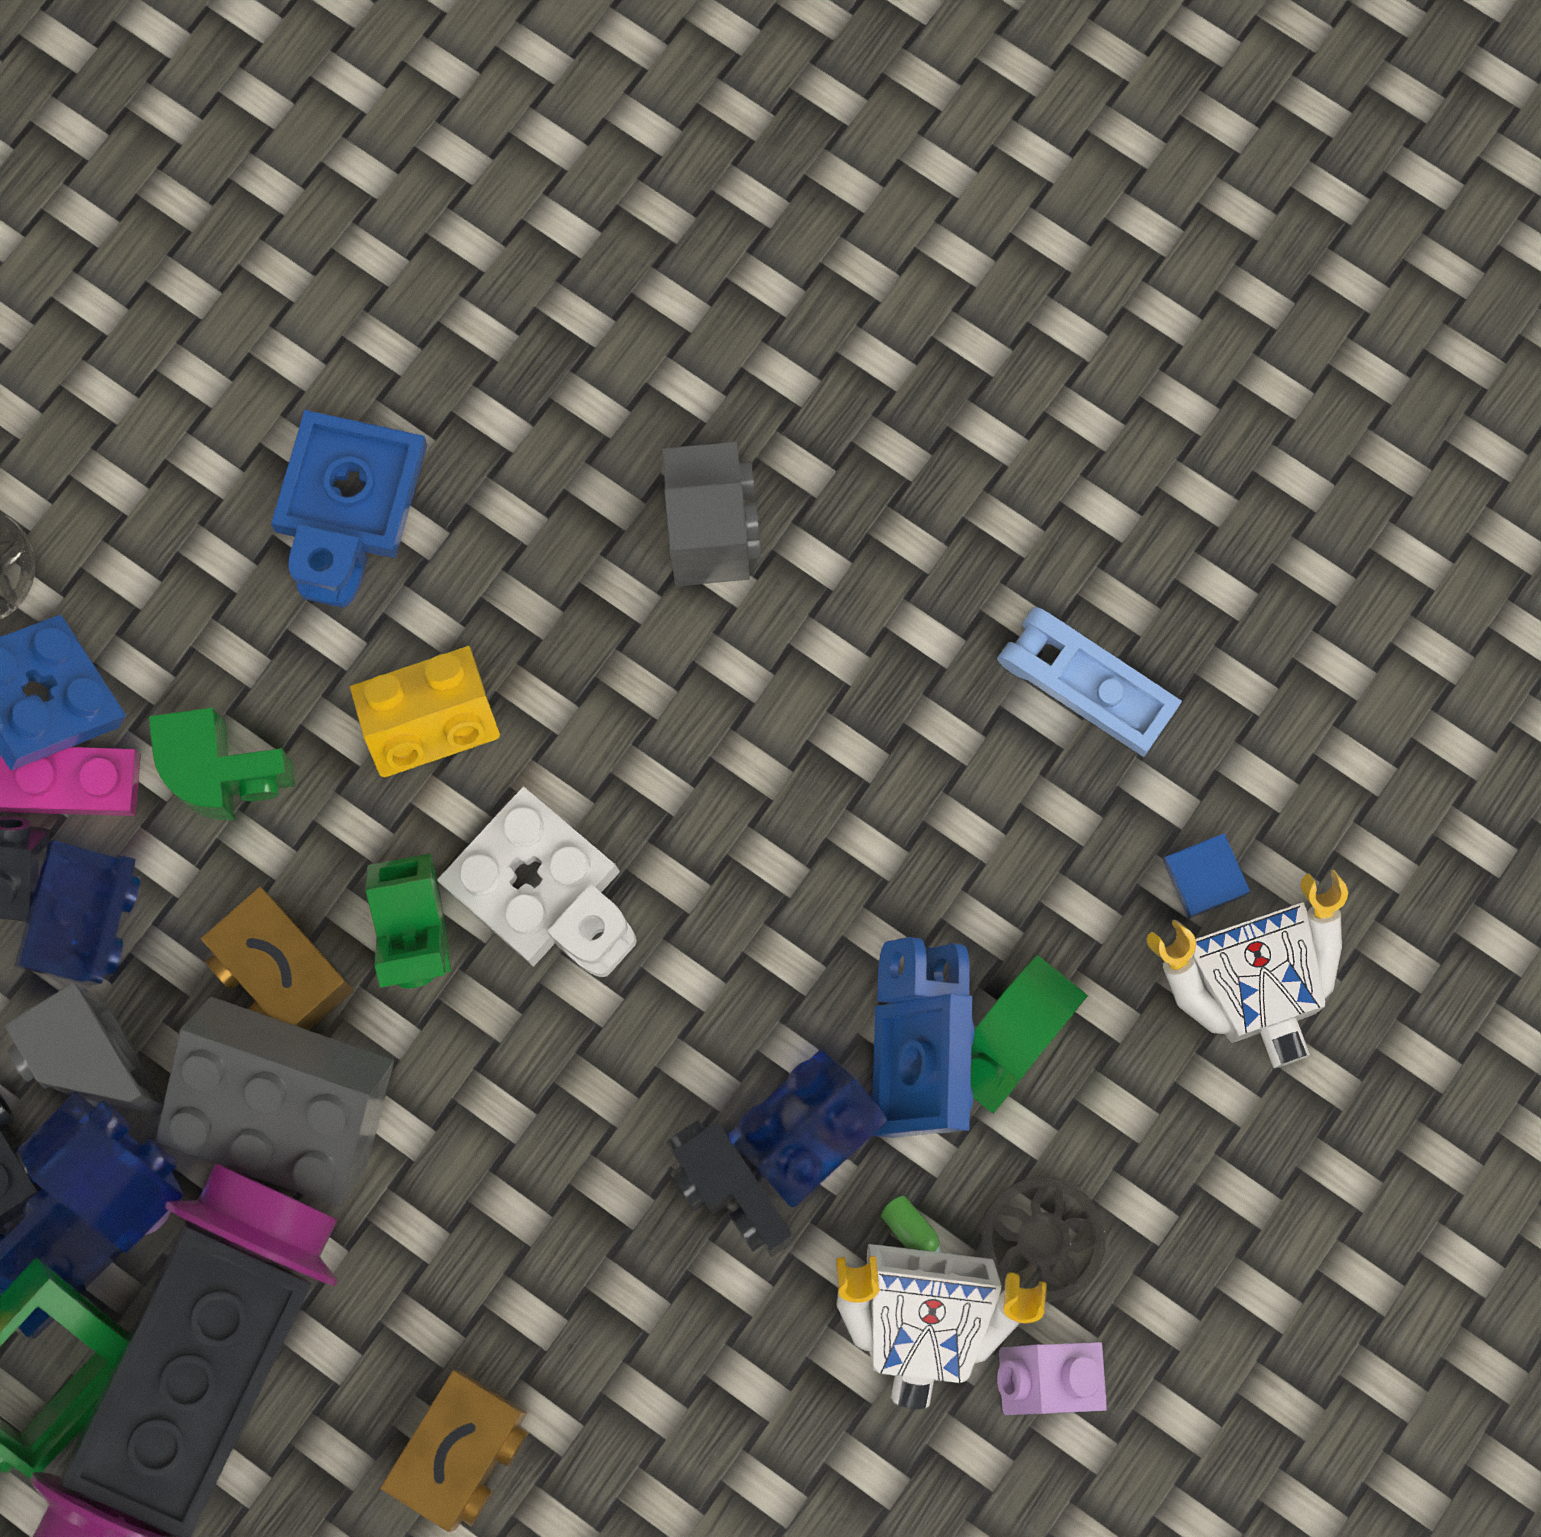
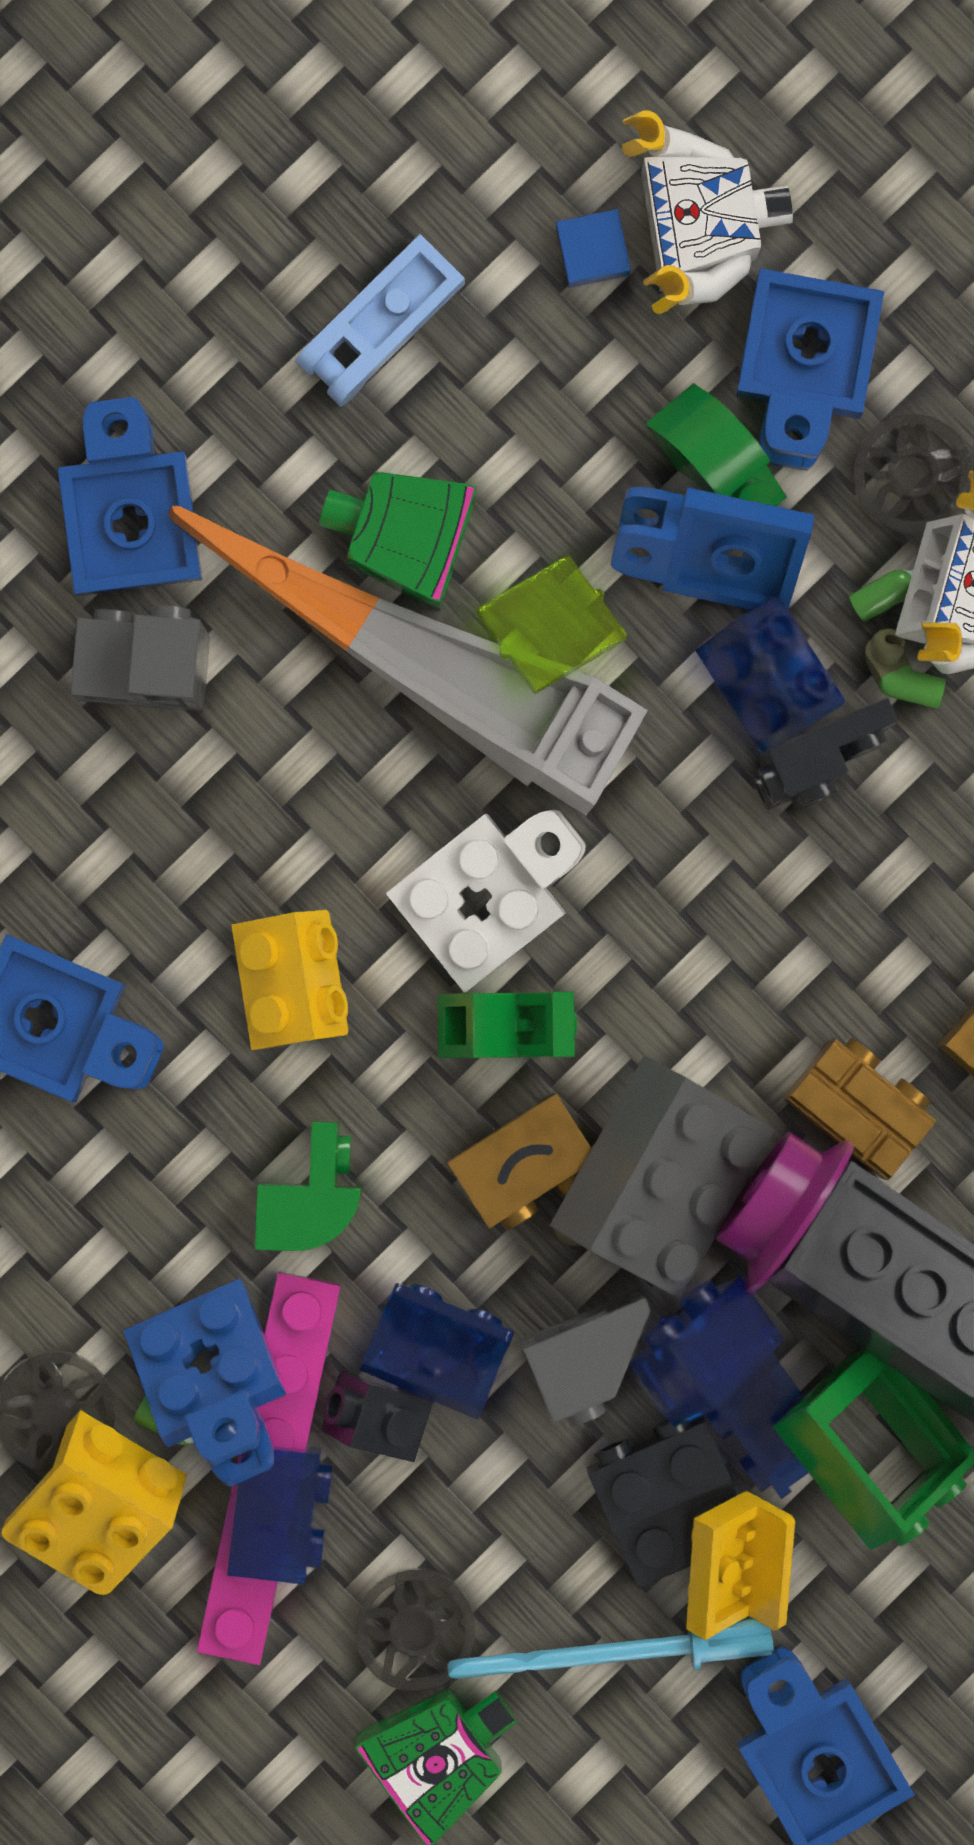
camera: 90 degrees left, 10 degrees up
(380, 1297) = (857, 1104): none -> pearl gold brick
(725, 881) = (558, 739): none -> light grey plate
(818, 900) = (551, 624): none -> clear neon green piece
(846, 1241) = (895, 675): none -> arm
(882, 740) = (404, 531): none -> green torso
(889, 467) = (120, 476): none -> blue plate
(1104, 1113) = (802, 390): none -> blue plate

